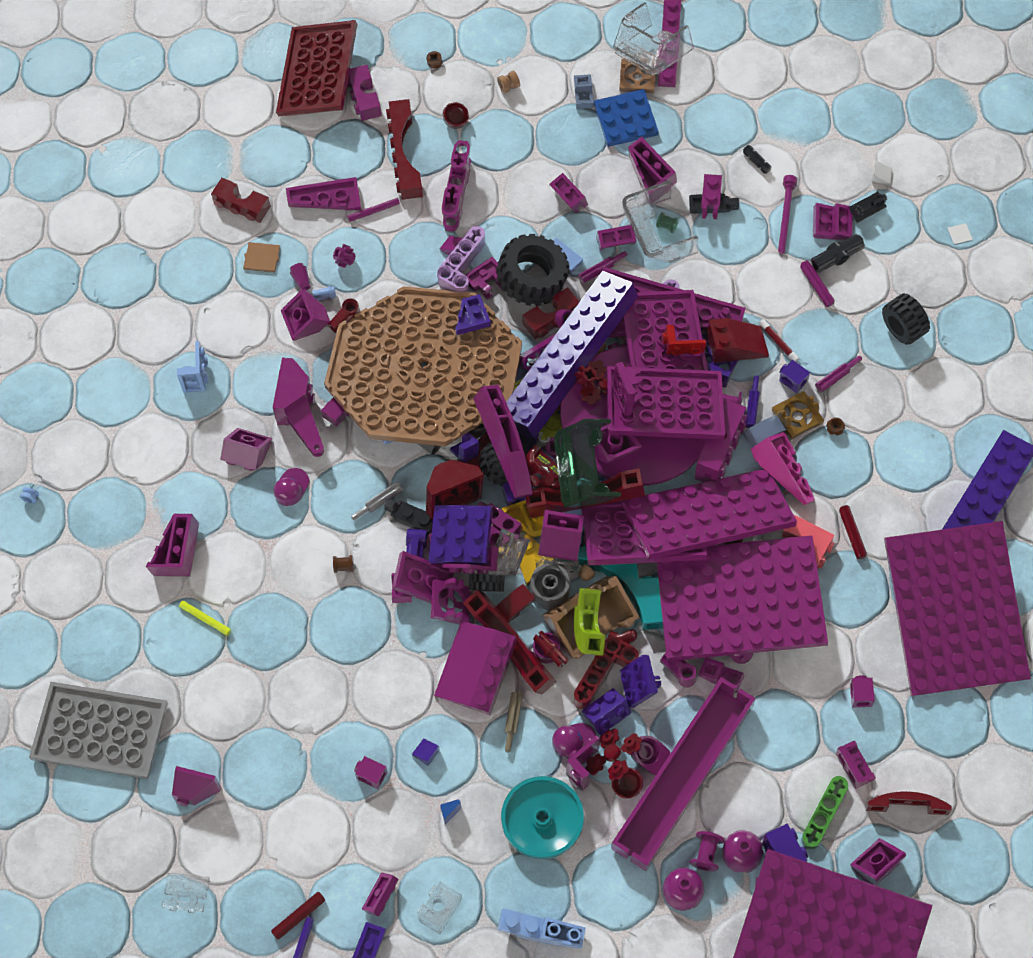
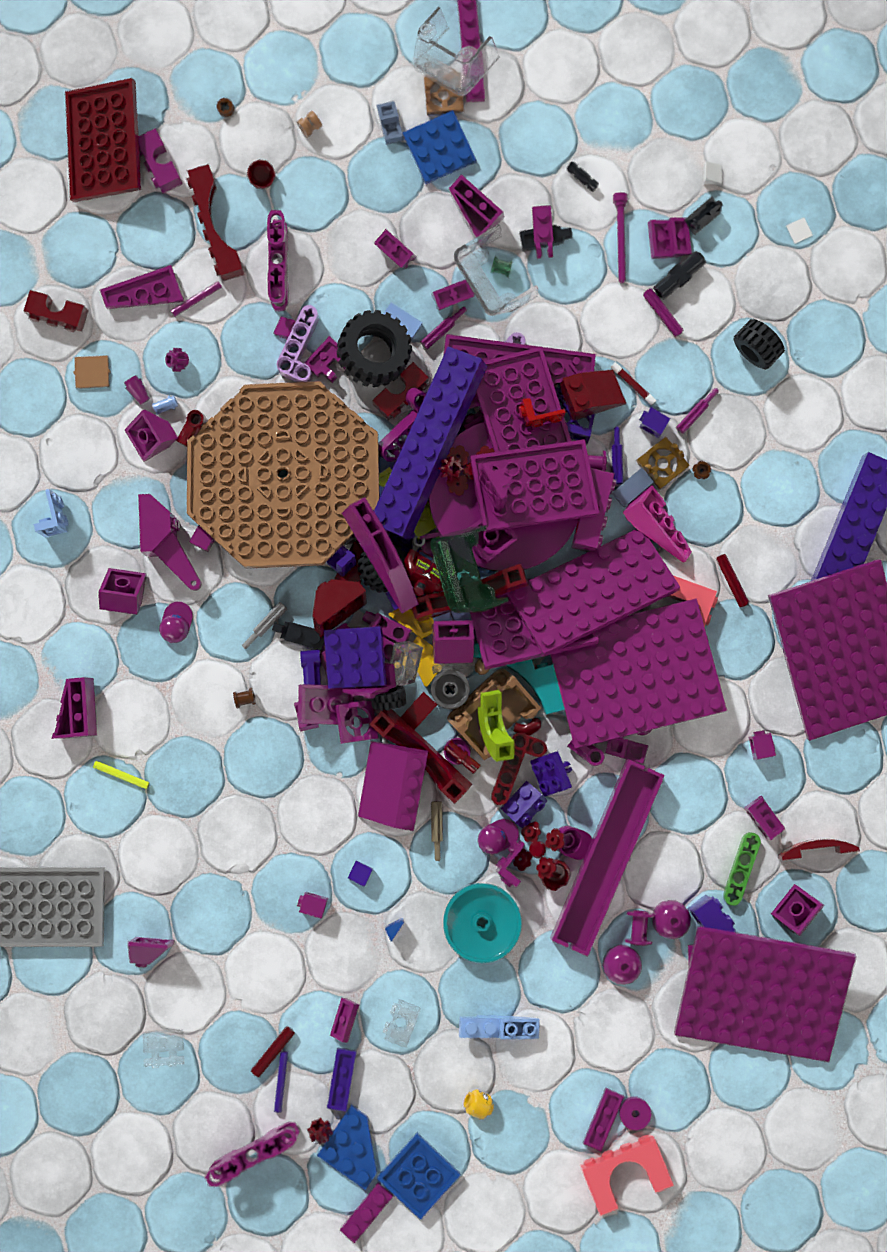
camera: 15 degrees left, 20 degrees up
(472, 315) = (322, 411): dark purple wing -> none

